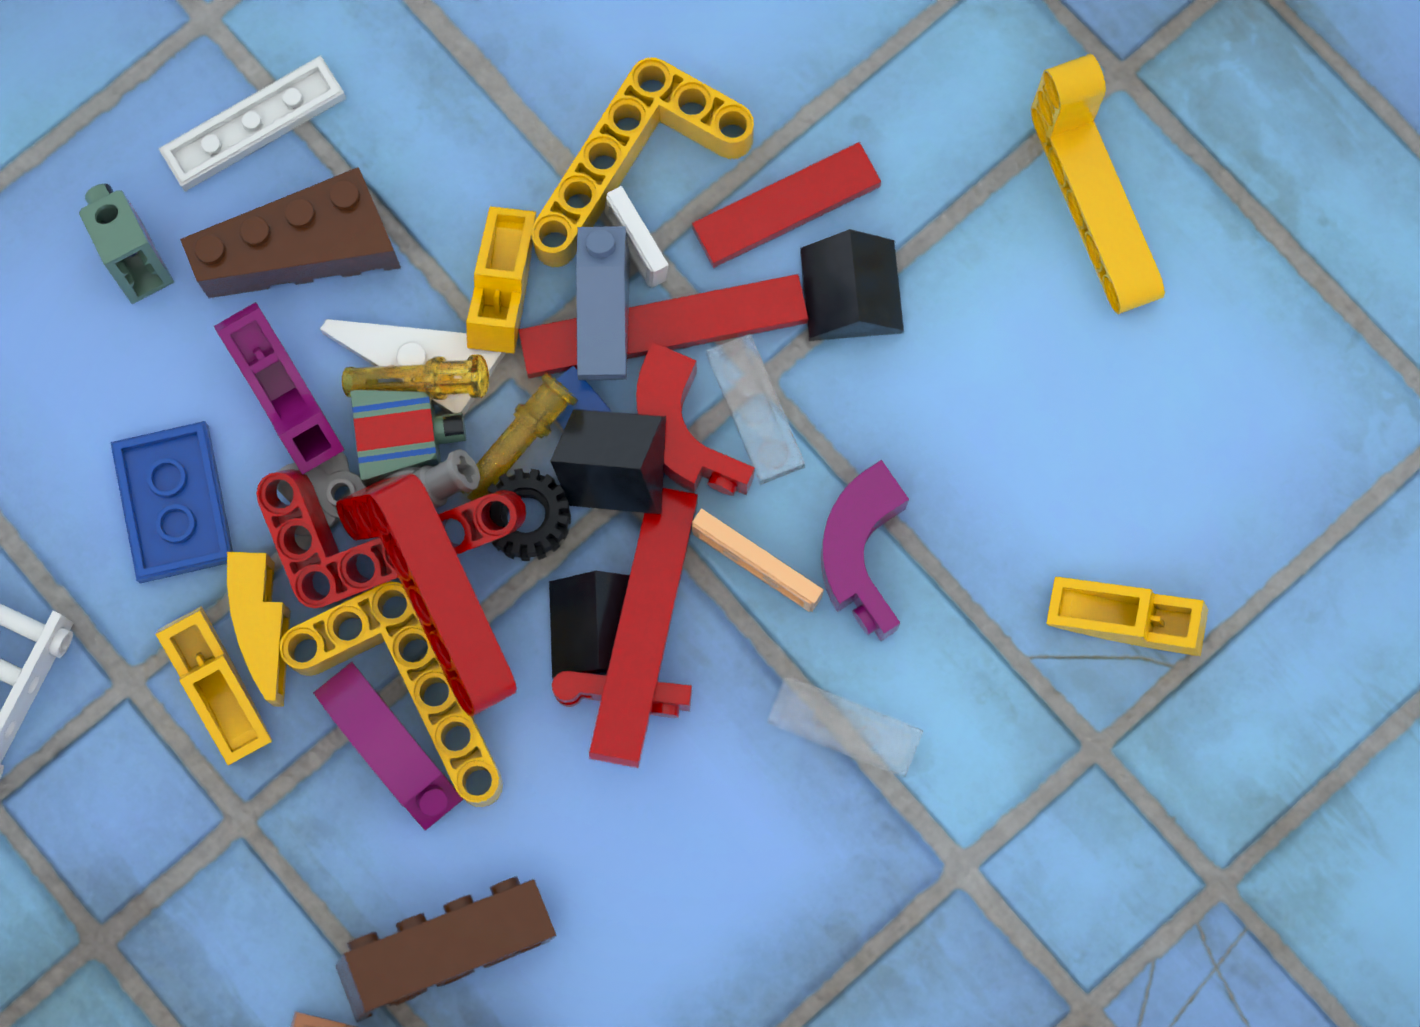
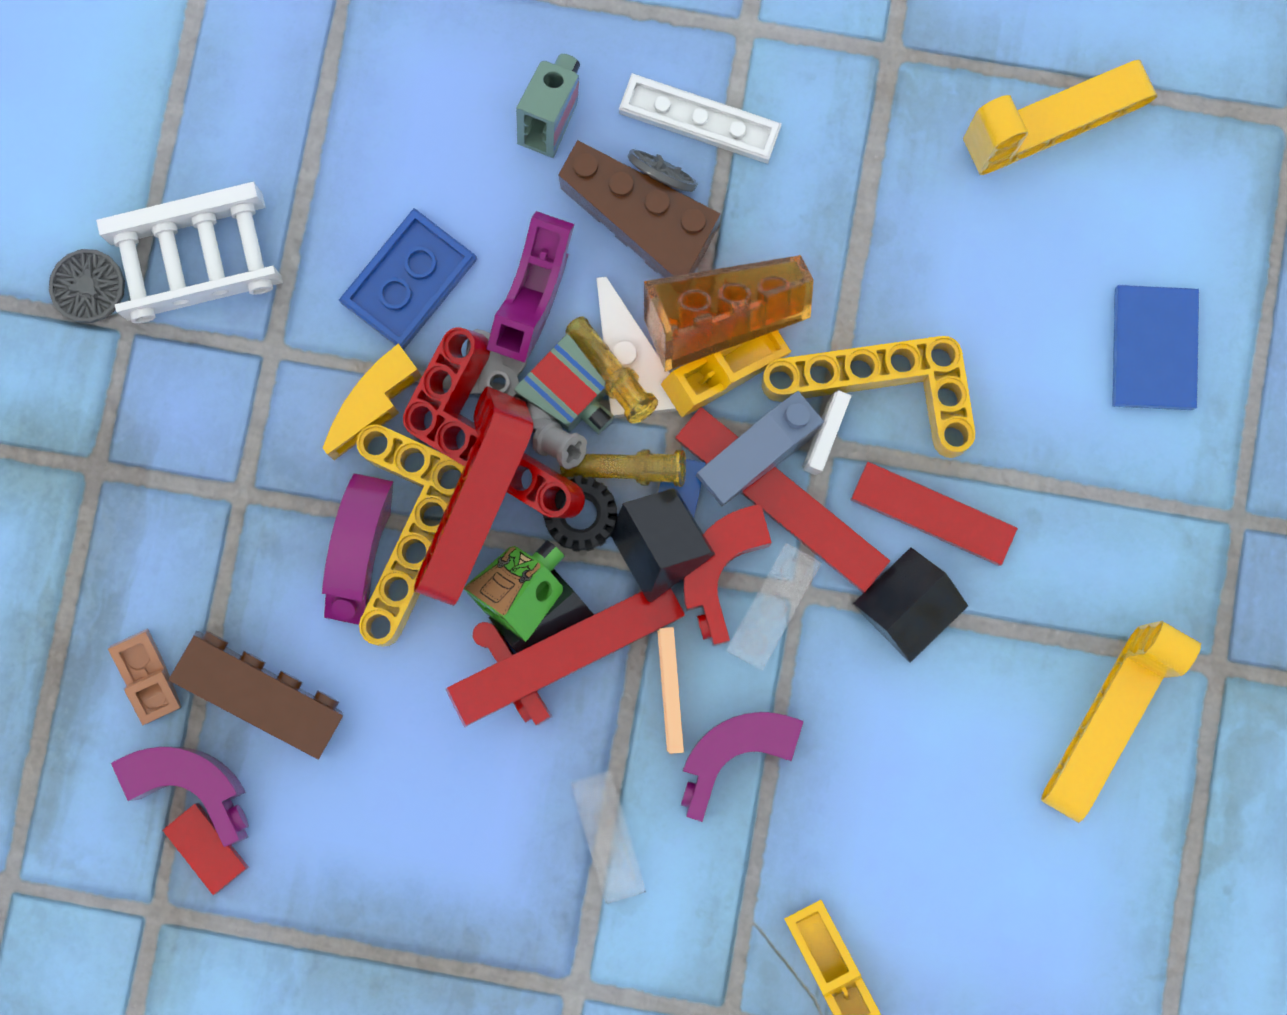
camera: 55 degrees right, 5 degrees up
(214, 685) = (310, 405): yellow slope -> none
(272, 190) = (662, 171): none -> dark grey wheel
(446, 231) = (724, 307): none -> clear orange wedge
(549, 622) = (518, 588): none -> bright green torso

